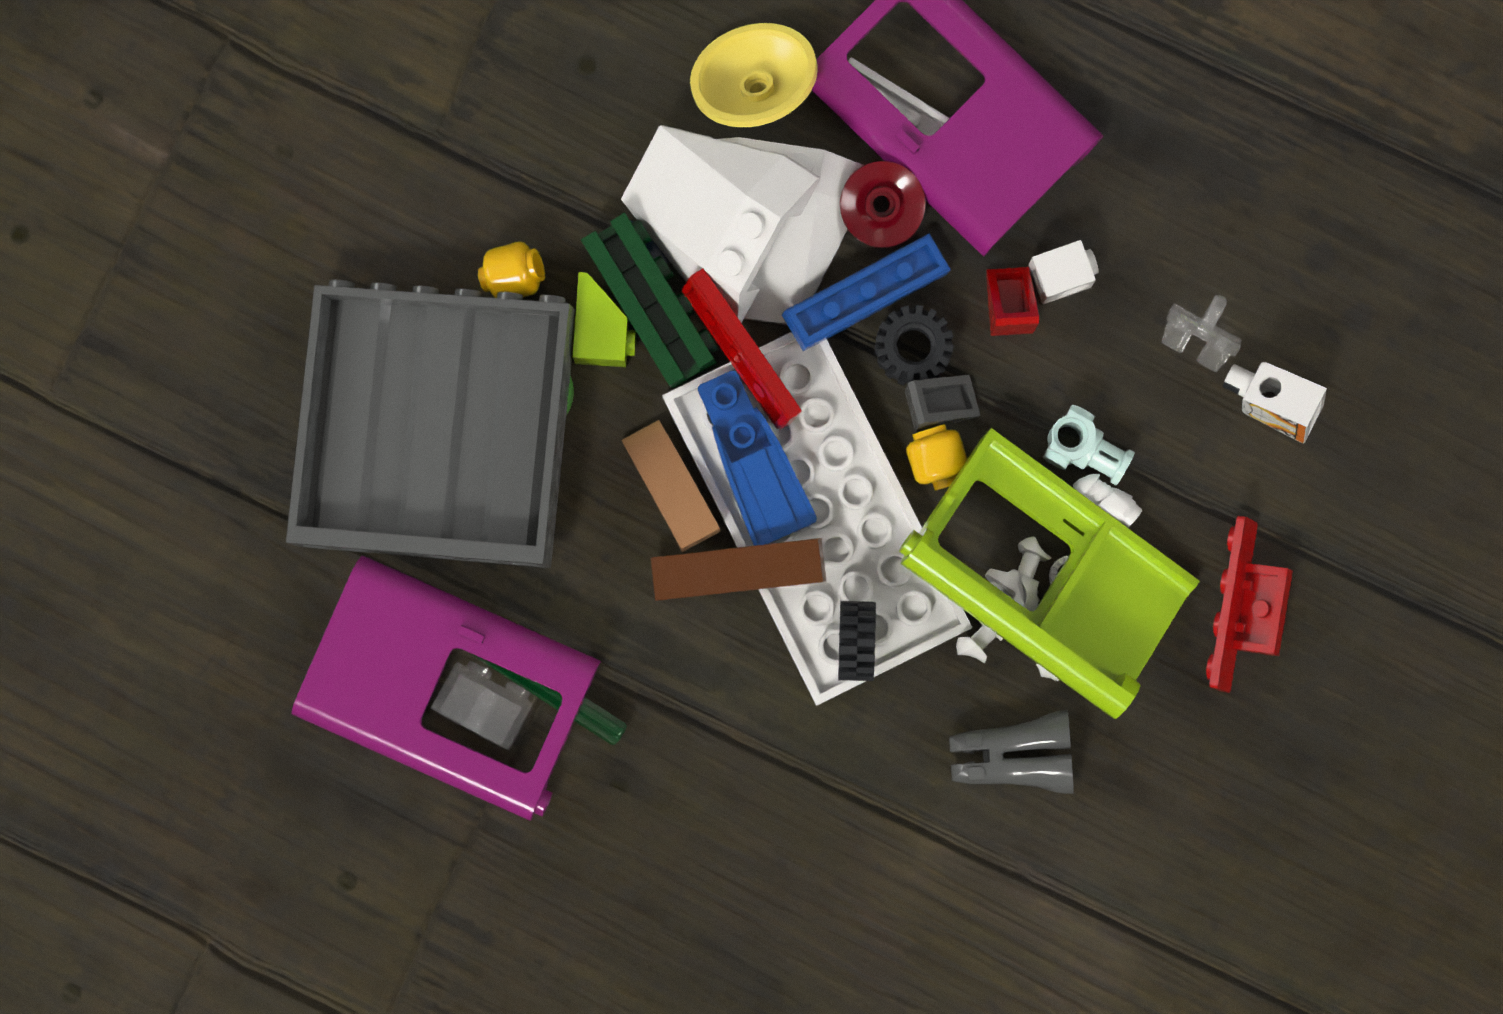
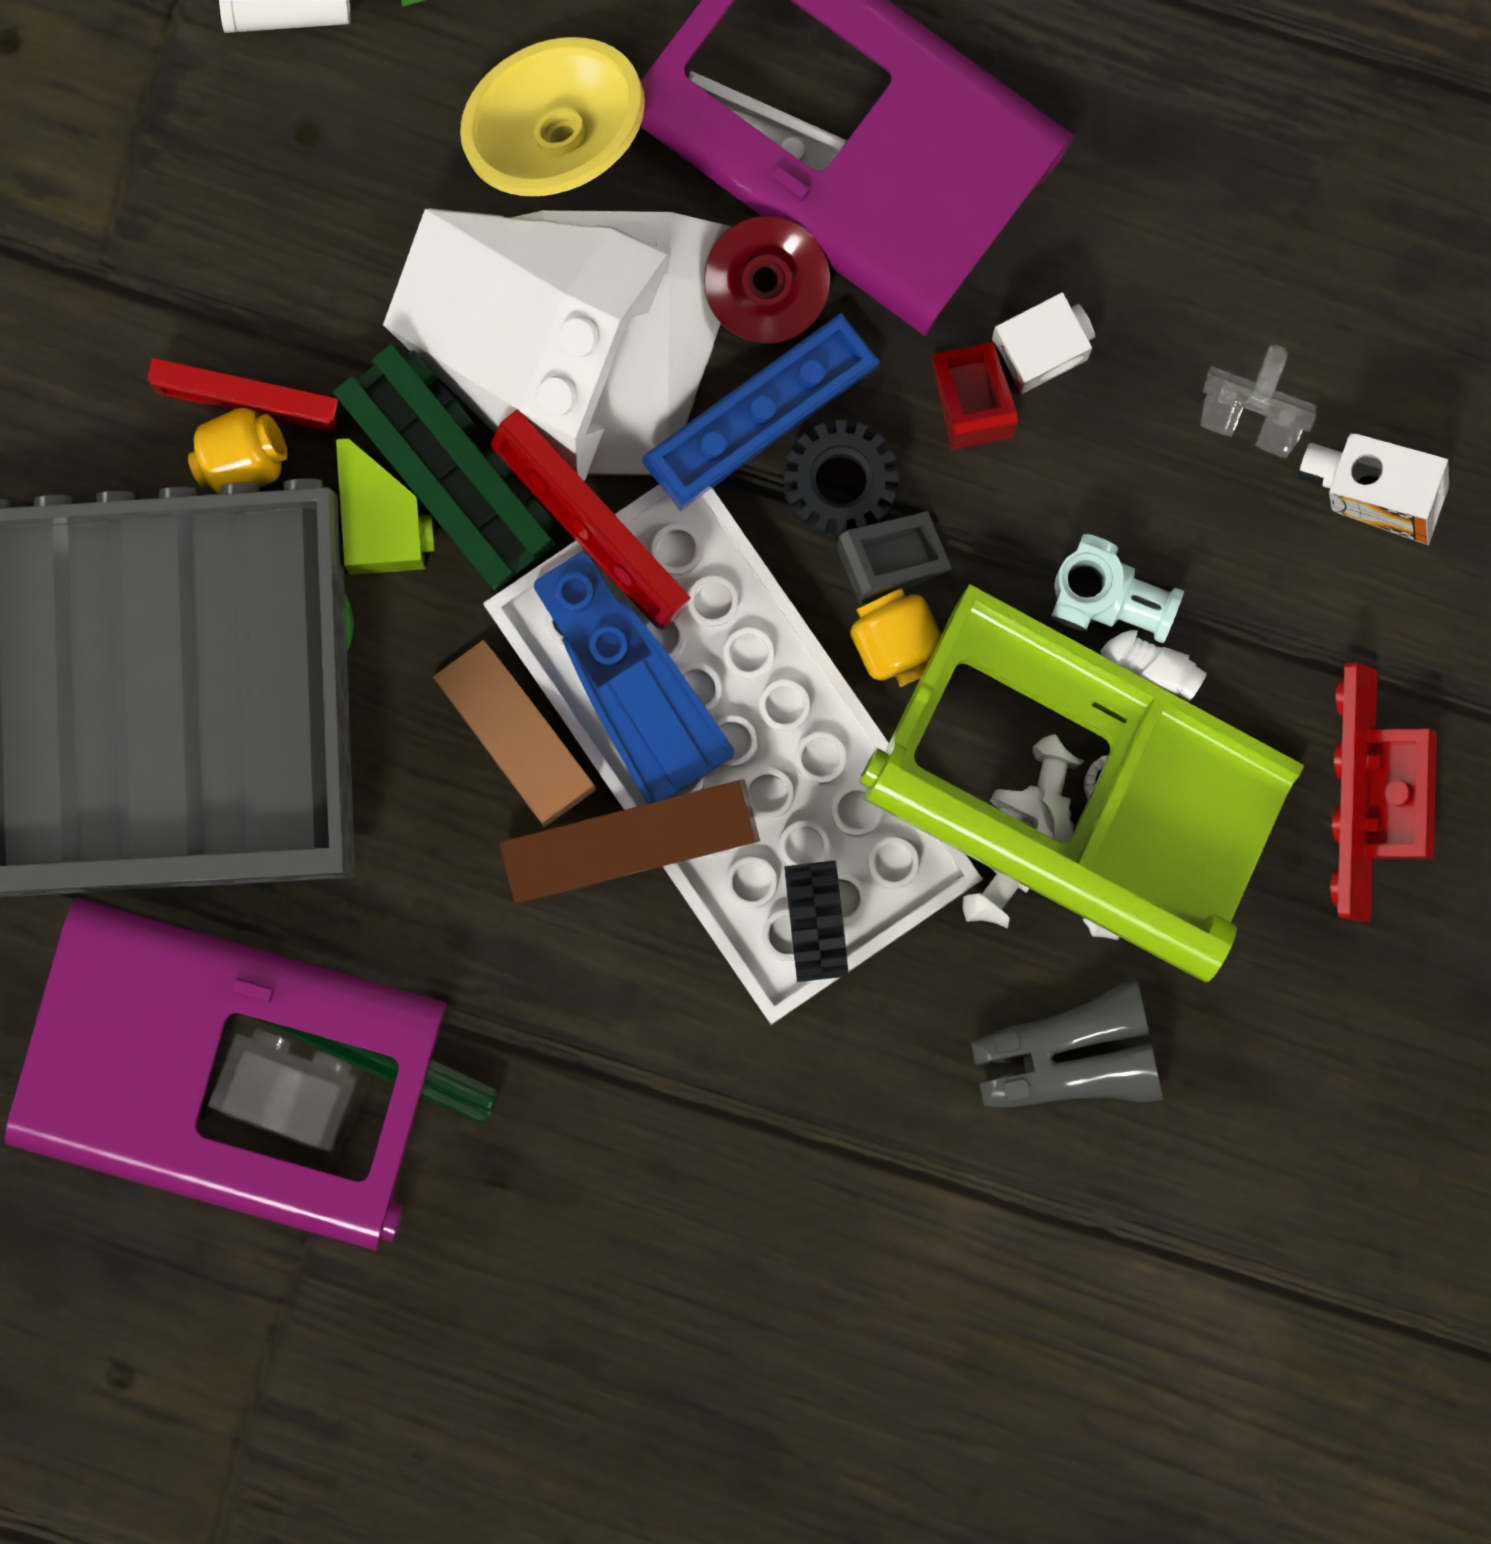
camera: 10 degrees left, 0 degrees up
(517, 231) = (236, 392): none -> red tile

